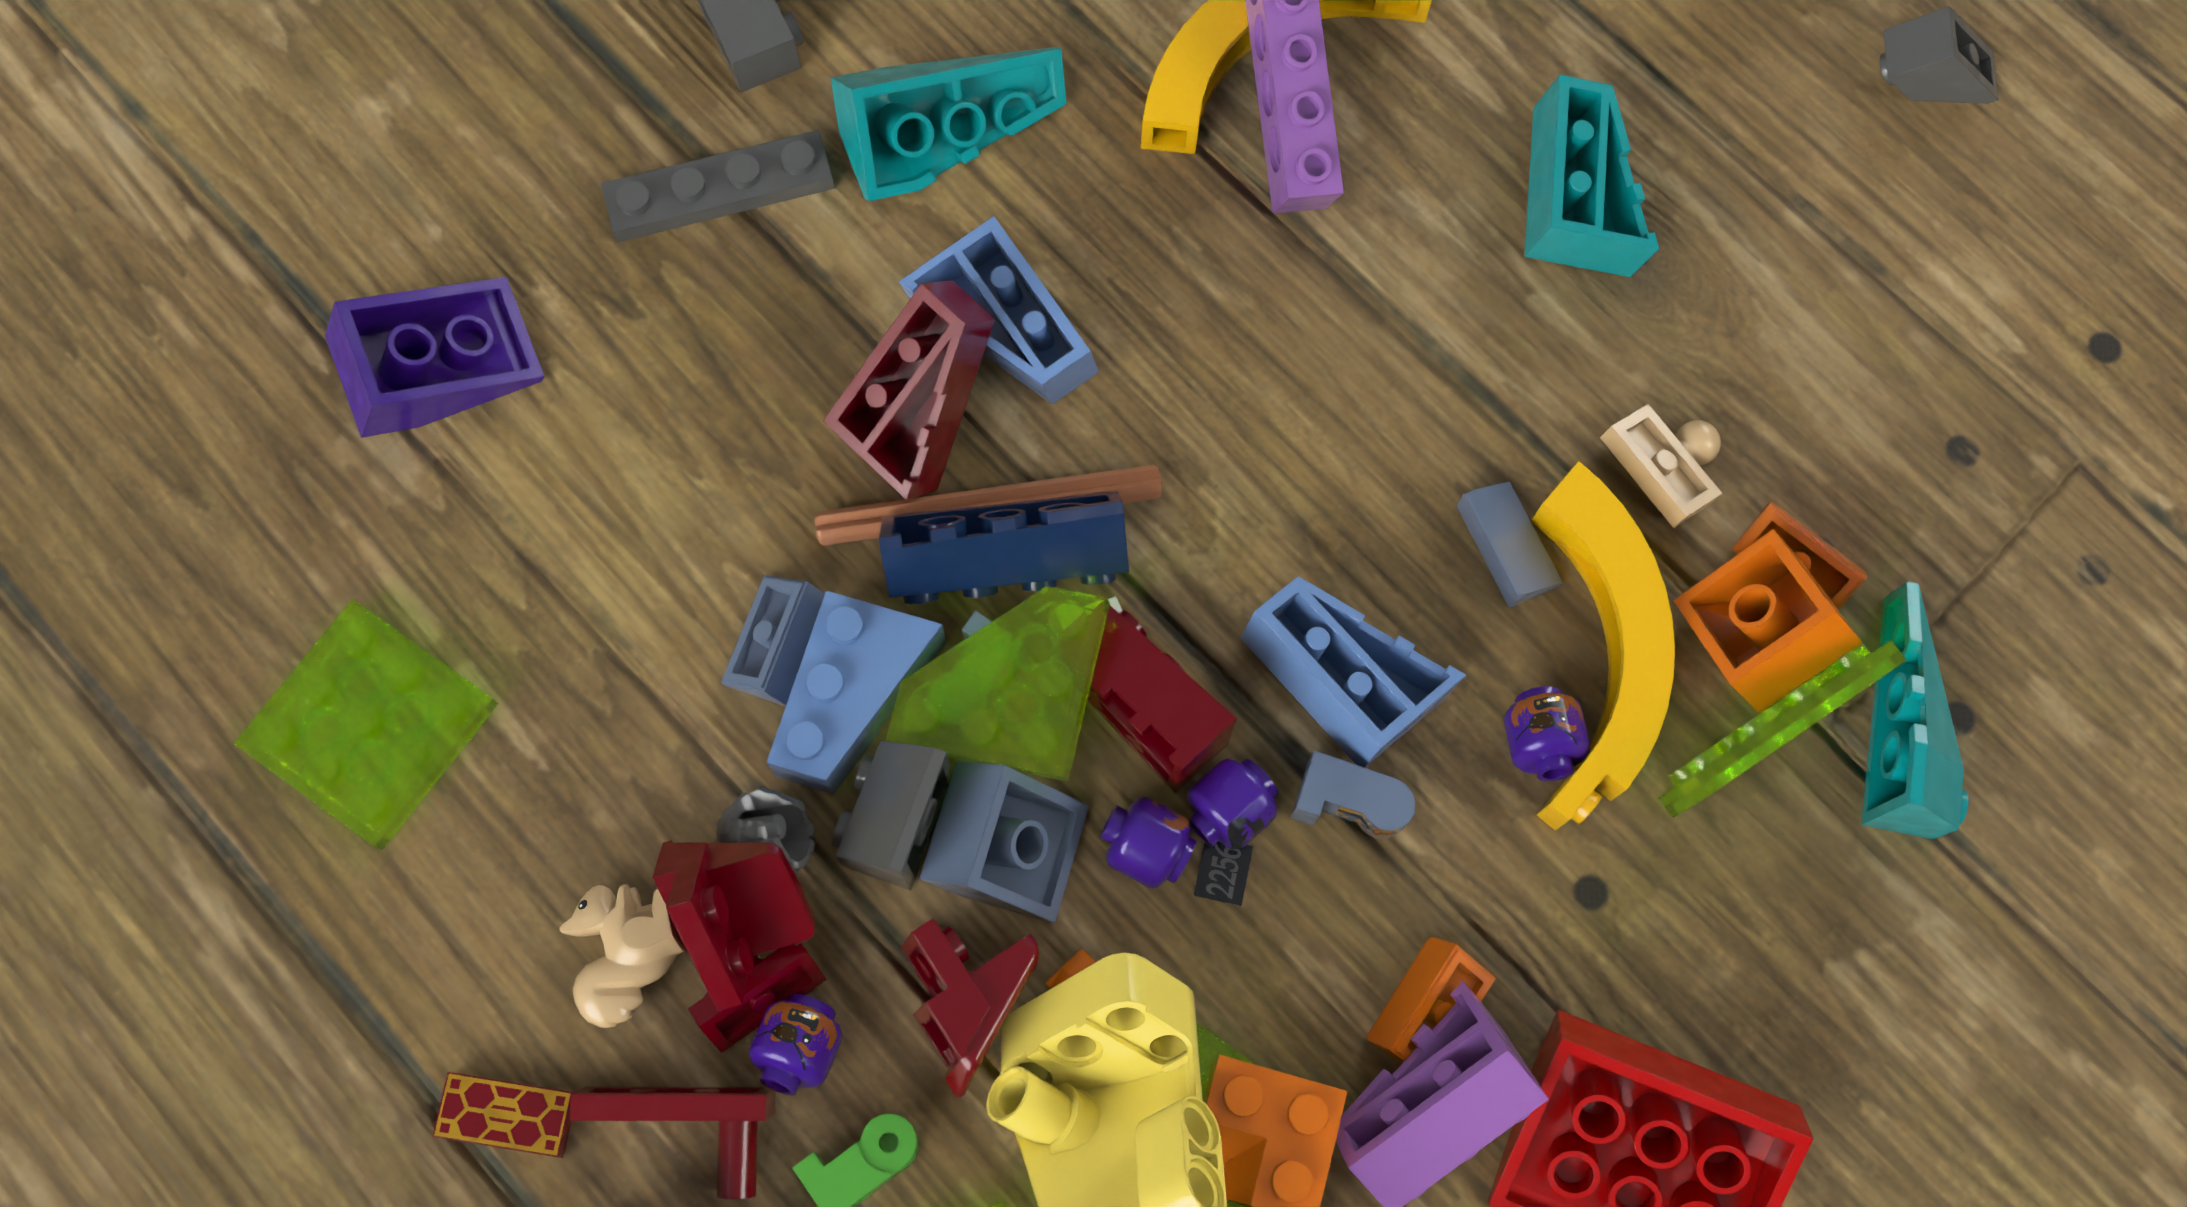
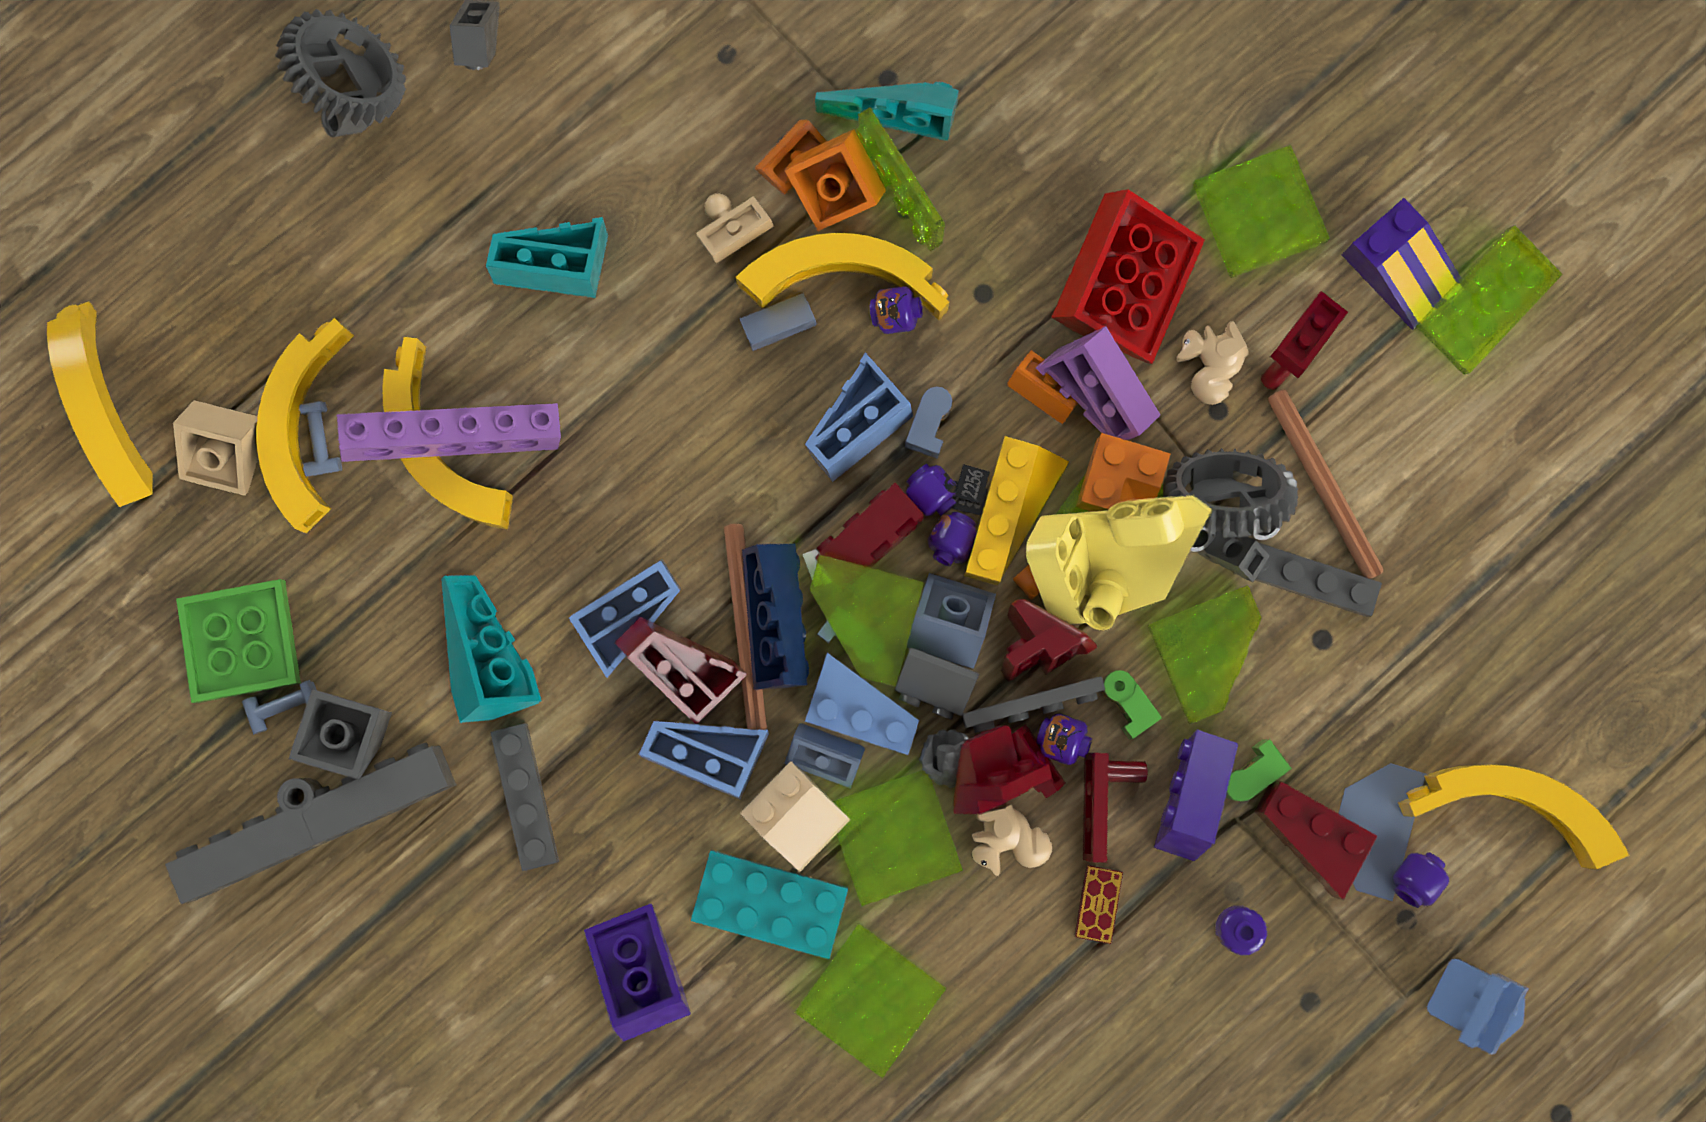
camera: 80 degrees left, 10 degrees up
(532, 559) = (769, 904): none -> teal plate
(634, 756) = (896, 838): none -> clear neon green plate
(671, 584) = (795, 816): none -> tan slope
(774, 443) = (706, 754): none -> medium blue wedge
(865, 1015) = (1048, 700): none -> dark grey plate
(1225, 947) = (1015, 497): none -> yellow wedge
(1248, 877) = (972, 483): none -> black sticker

